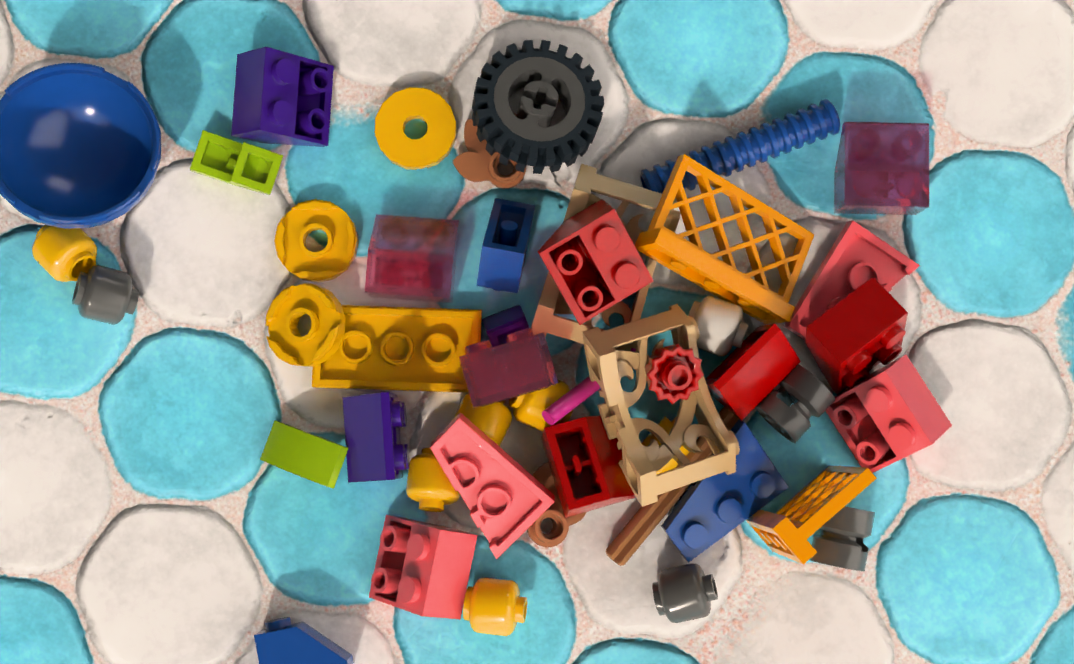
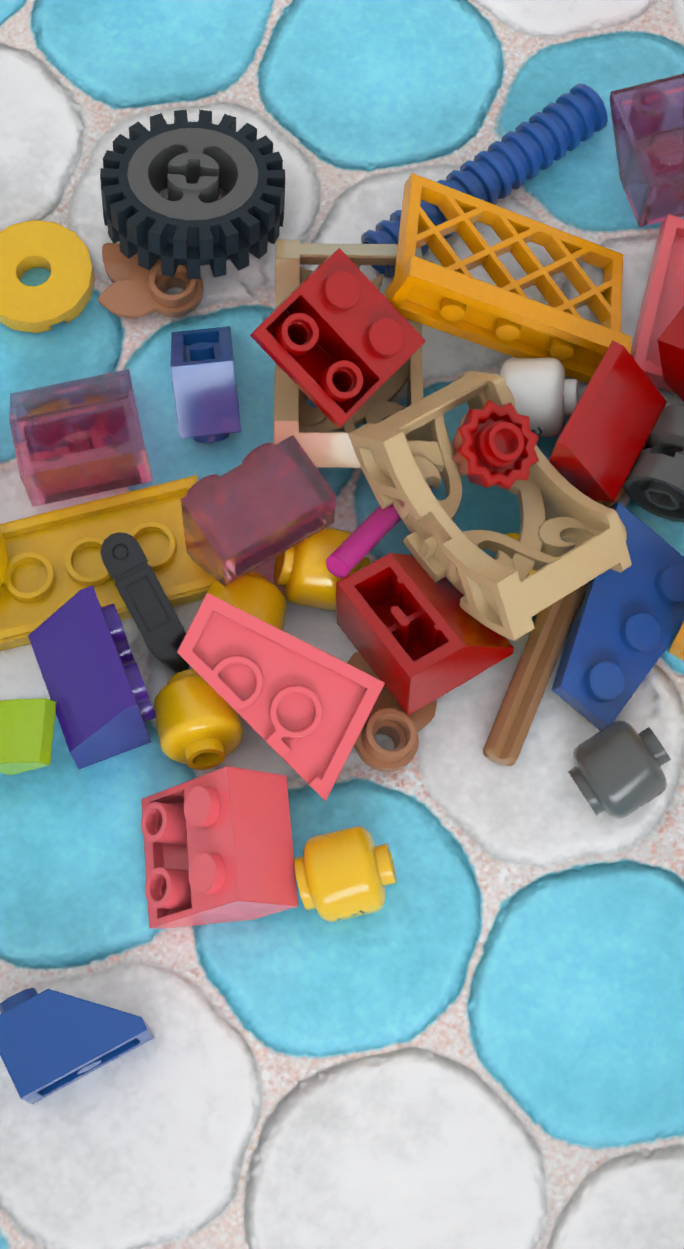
camera: 15 degrees left, 15 degrees down
(423, 389) = (144, 599): none -> black piece

